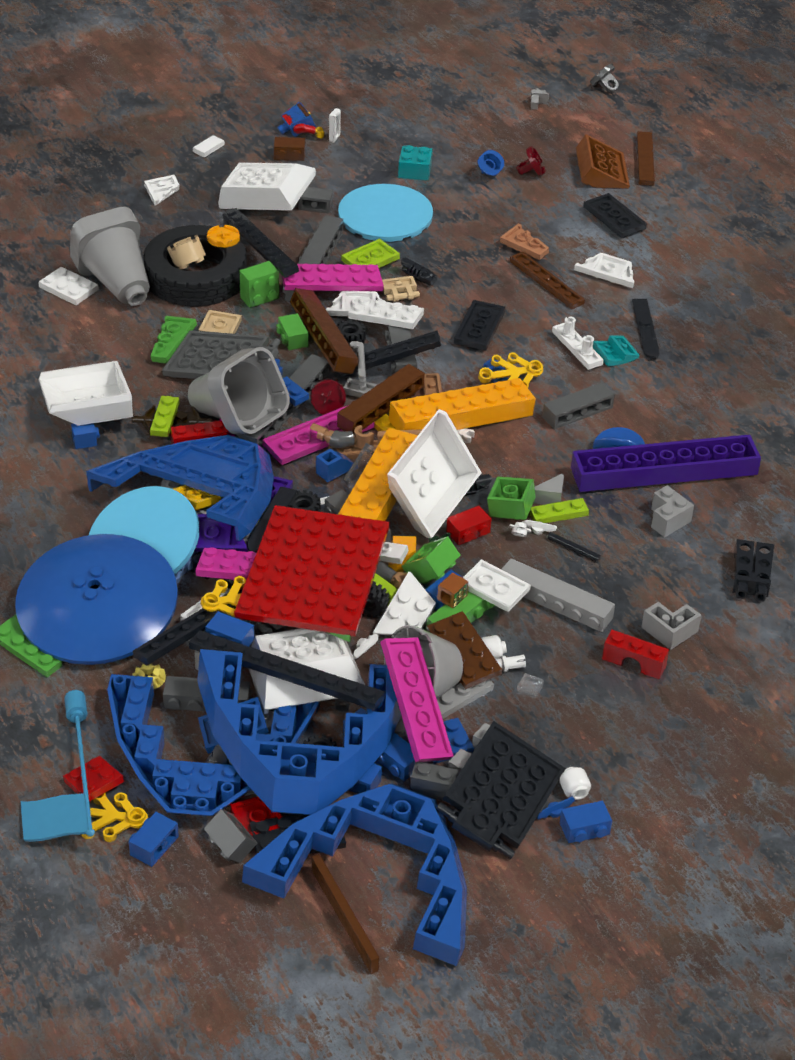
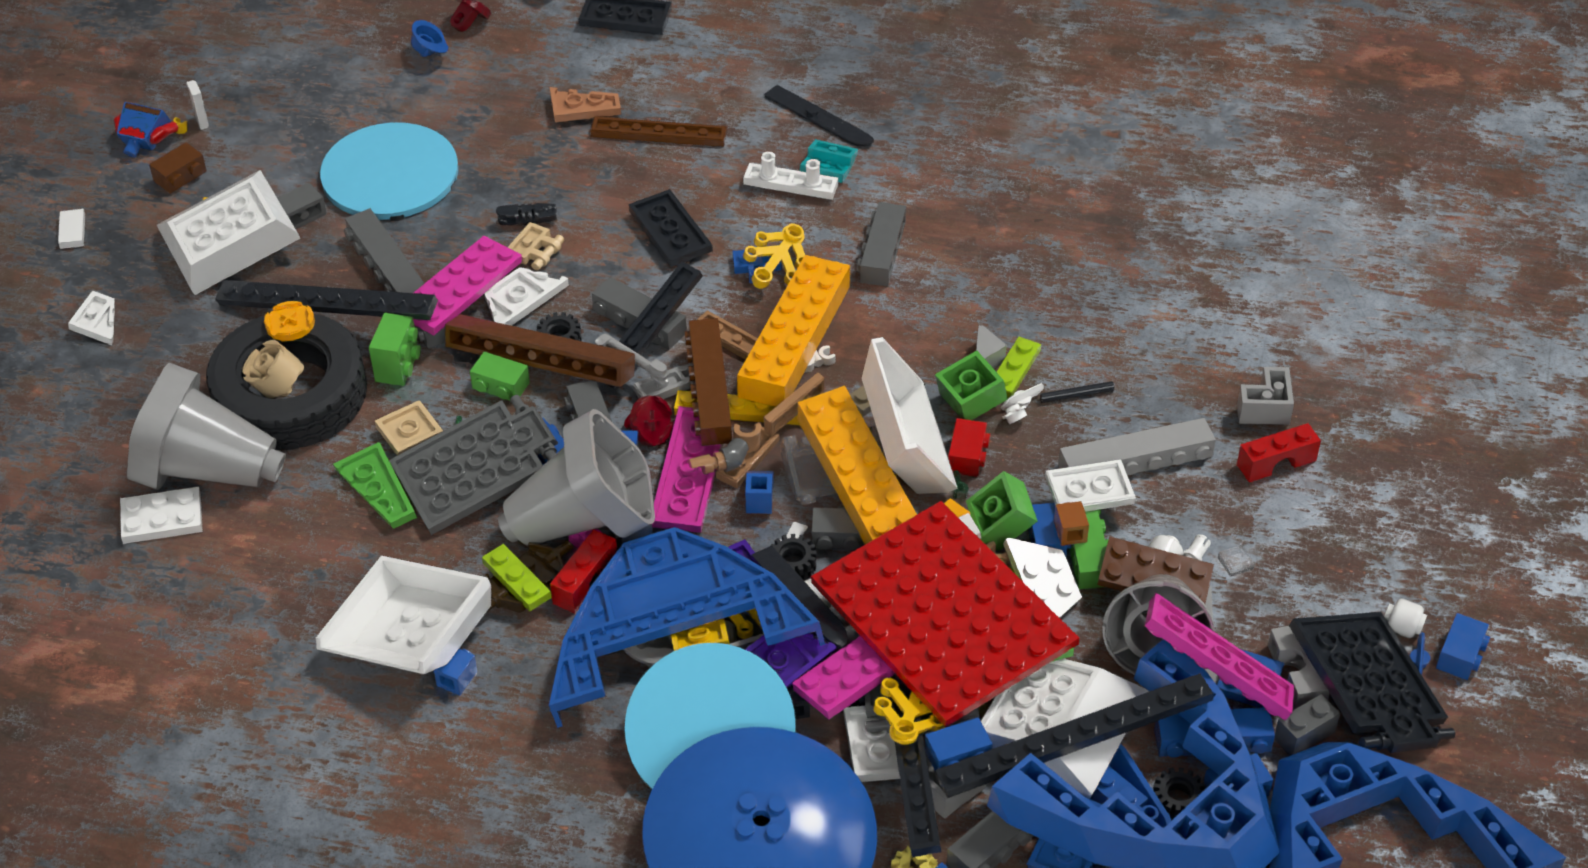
camera: 45 degrees left, 5 degrees up
(373, 253) = (451, 231): lime plate -> none
(386, 313) = (574, 283): white plate -> none
(415, 163) = (345, 91): teal brick -> none
(608, 268) = (703, 76): white wing -> none
(617, 437) = (974, 254): blue piece -> none
(665, 463) = (1040, 244): dark purple brick -> none
(670, 511) = (1108, 284): light grey brick -> none
(756, 581) = (1248, 290): black hips -> none

